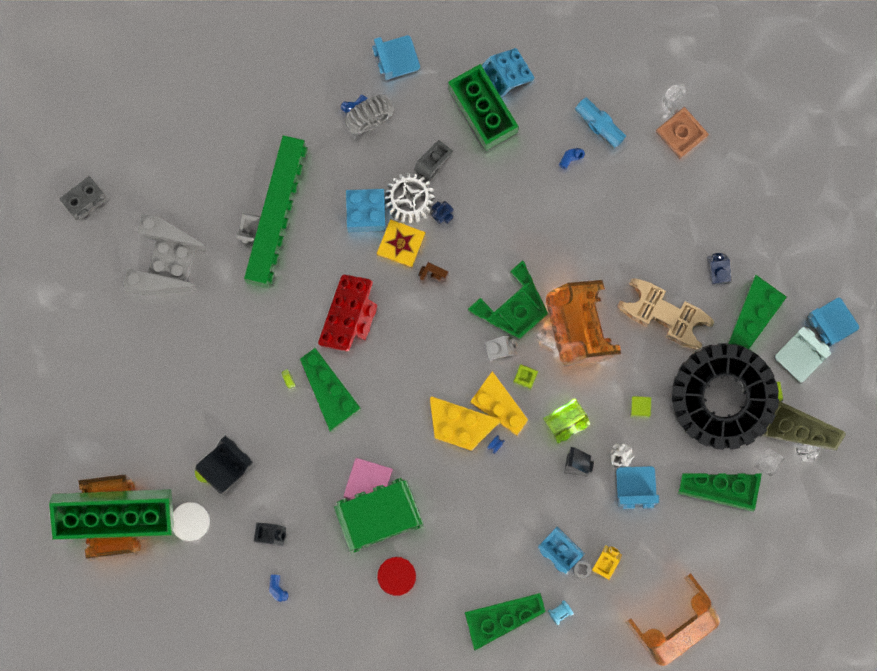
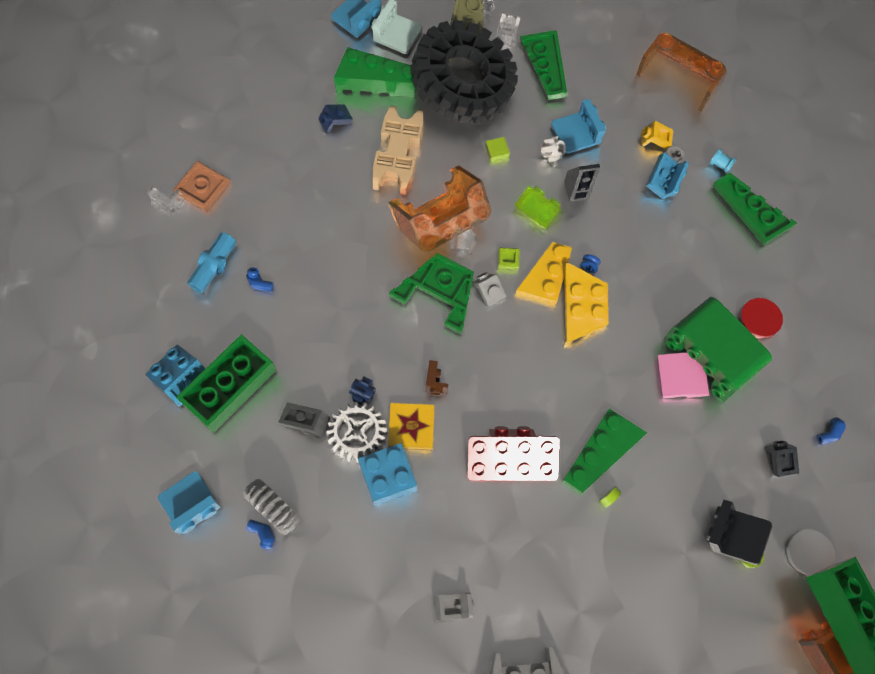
camera: 110 degrees left, 10 degrees down
(275, 211) = (421, 581): green brick -> none

